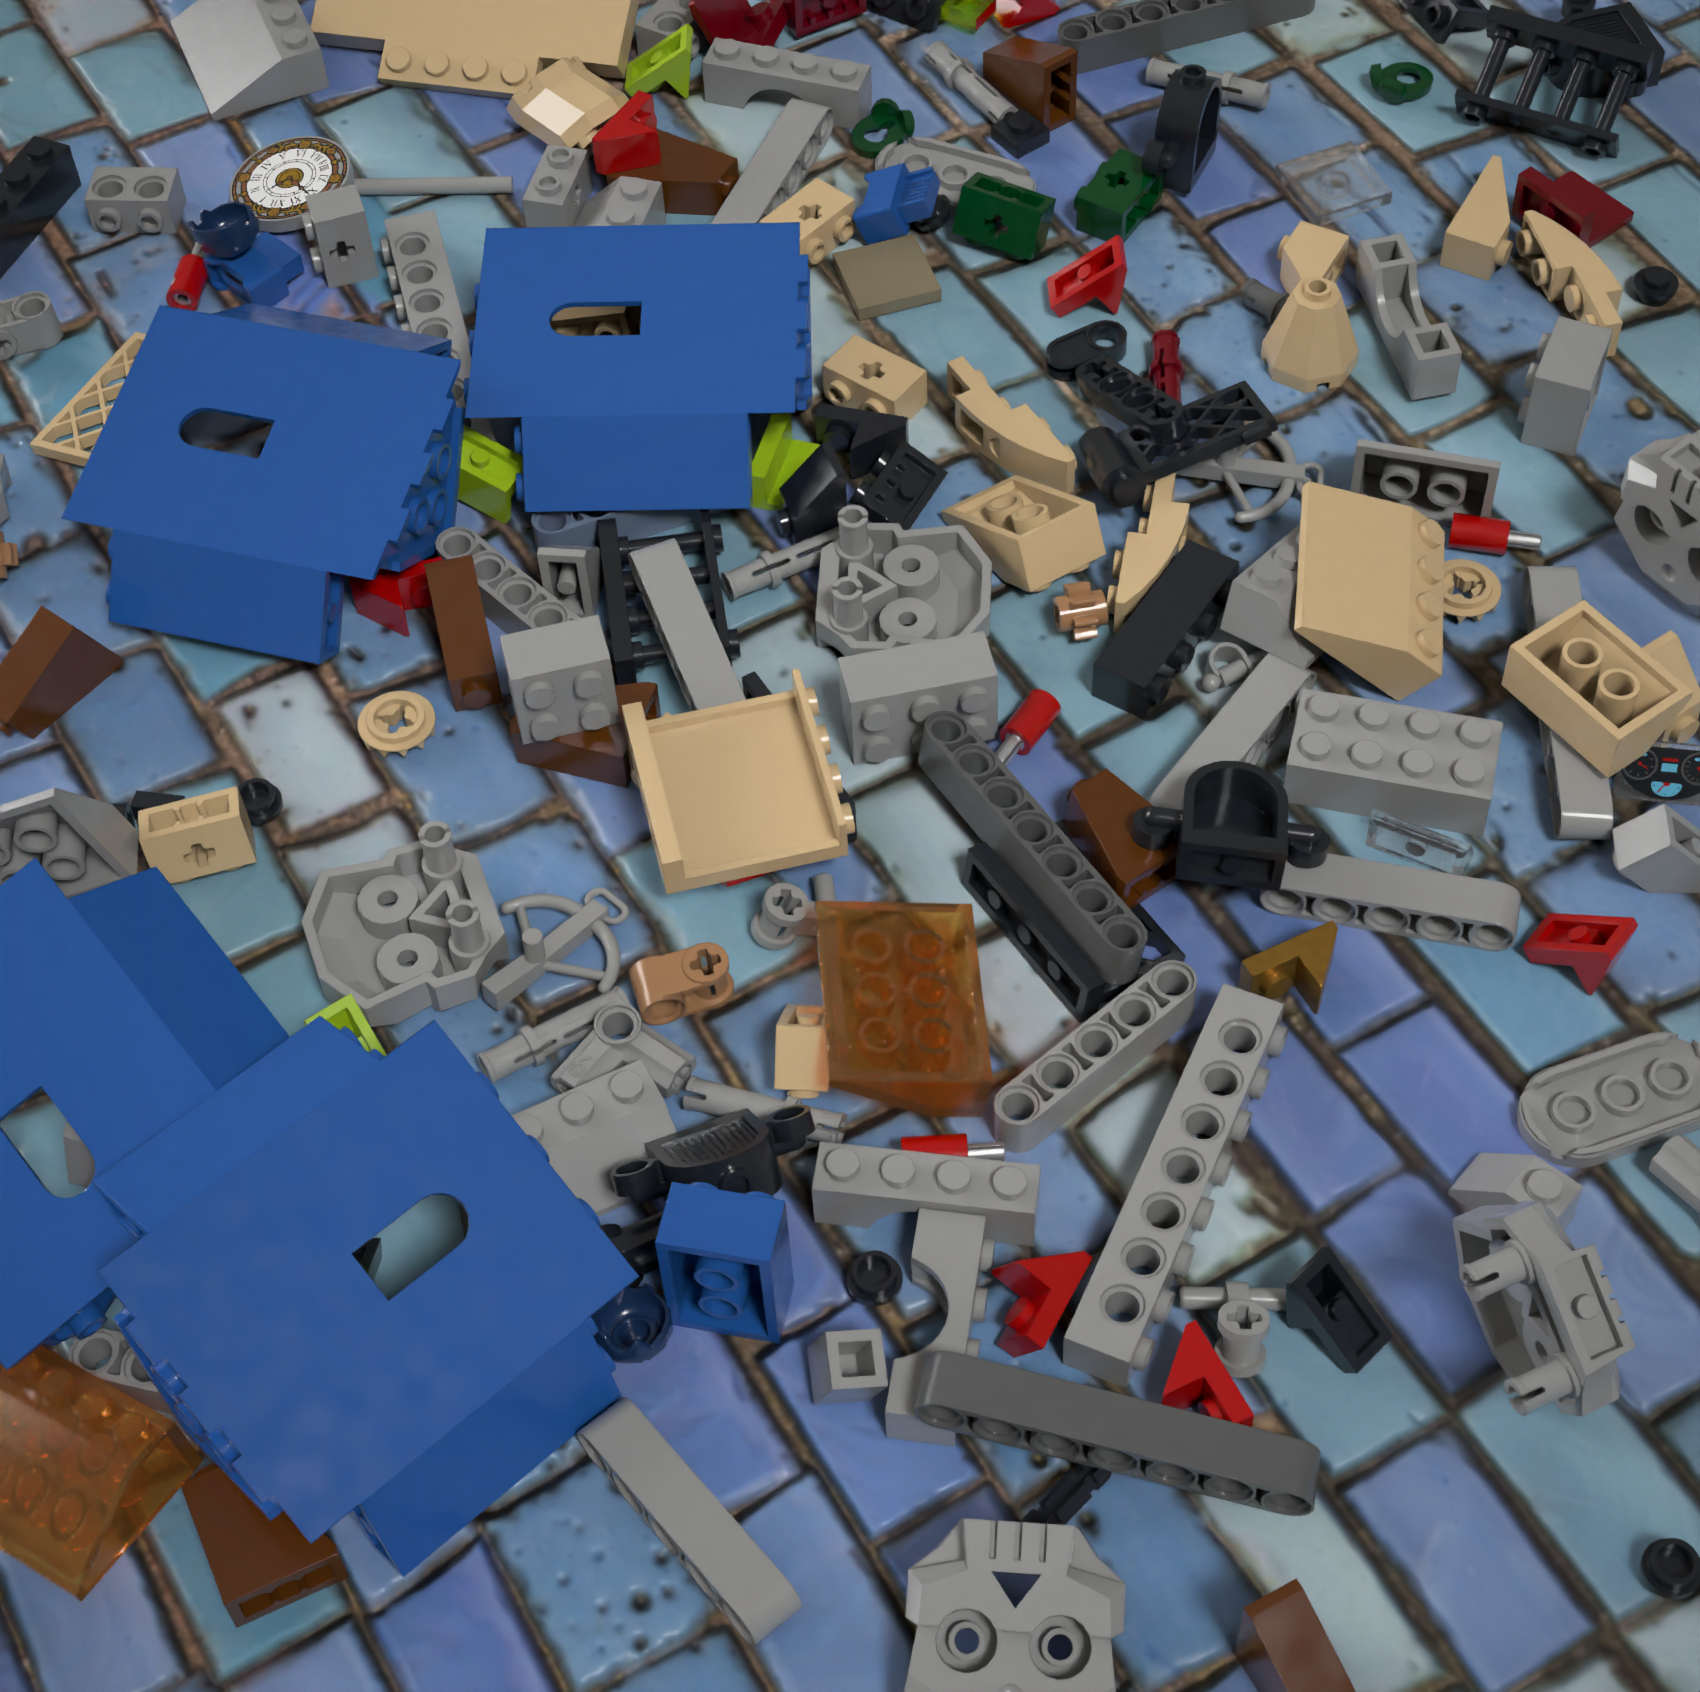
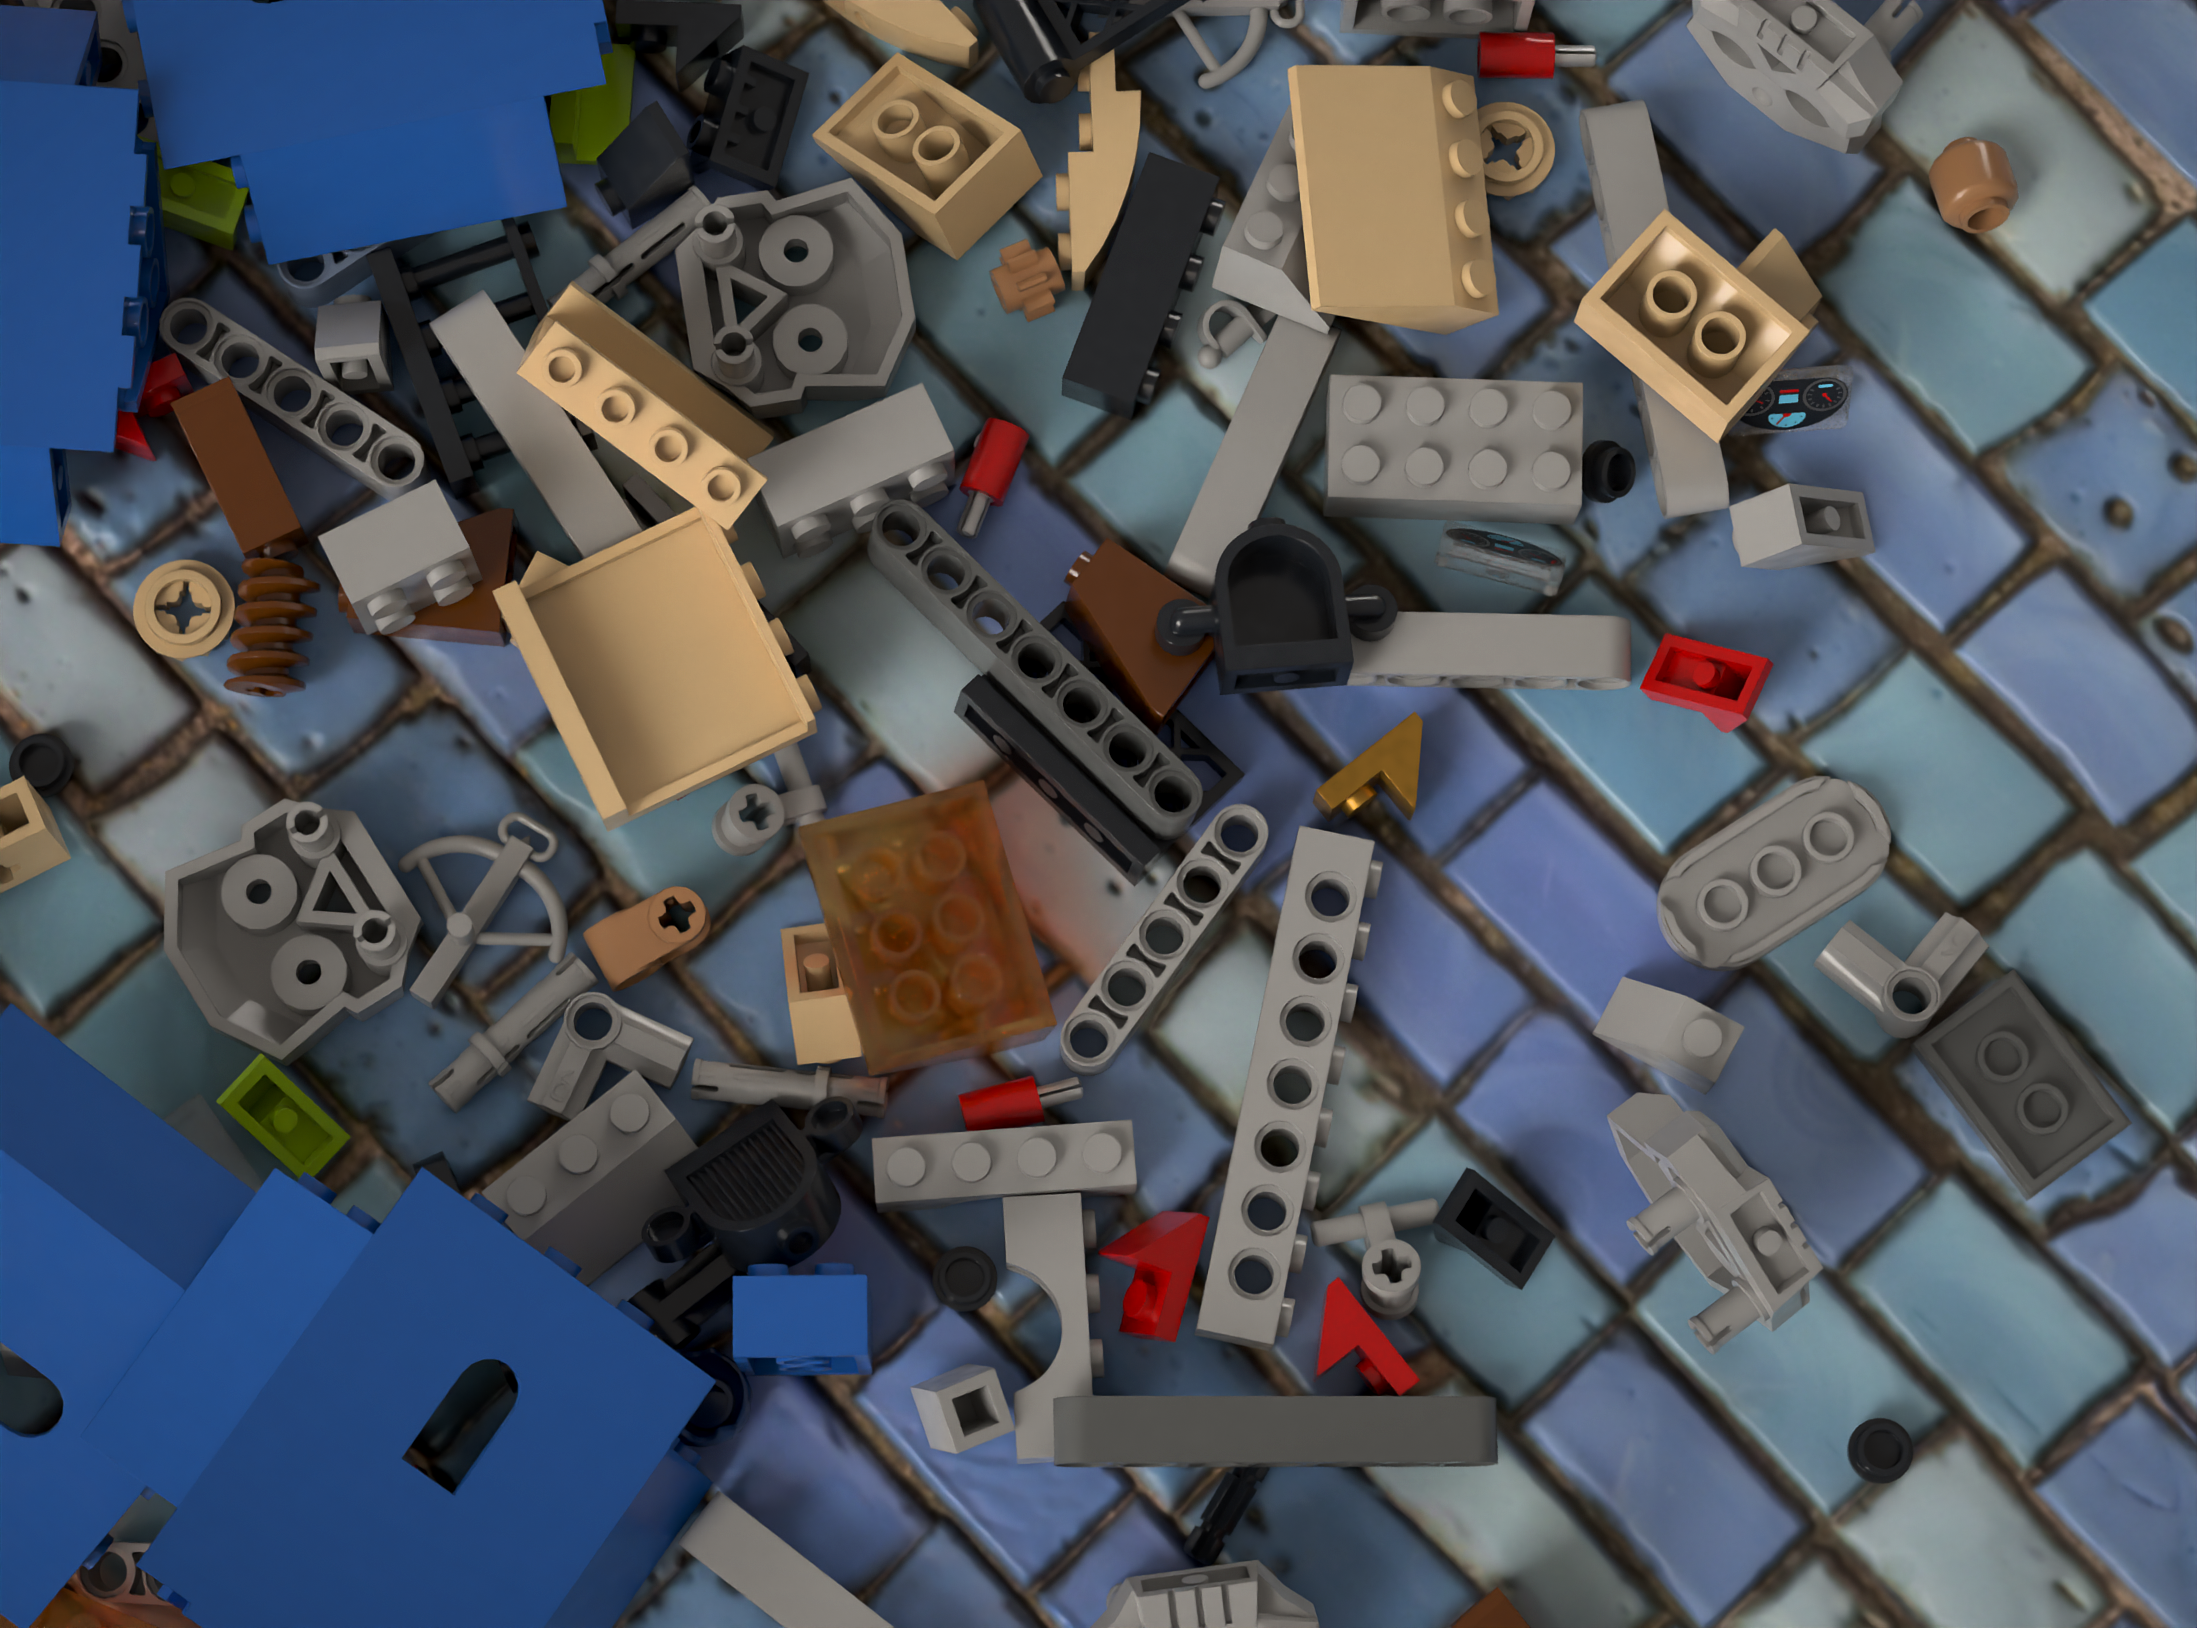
camera: 20 degrees left, 25 degrees up
(455, 738) = (270, 628): none -> reddish brown piece
(765, 598) = (647, 404): none -> tan panel
(1514, 797) = (1607, 471): none -> black plate

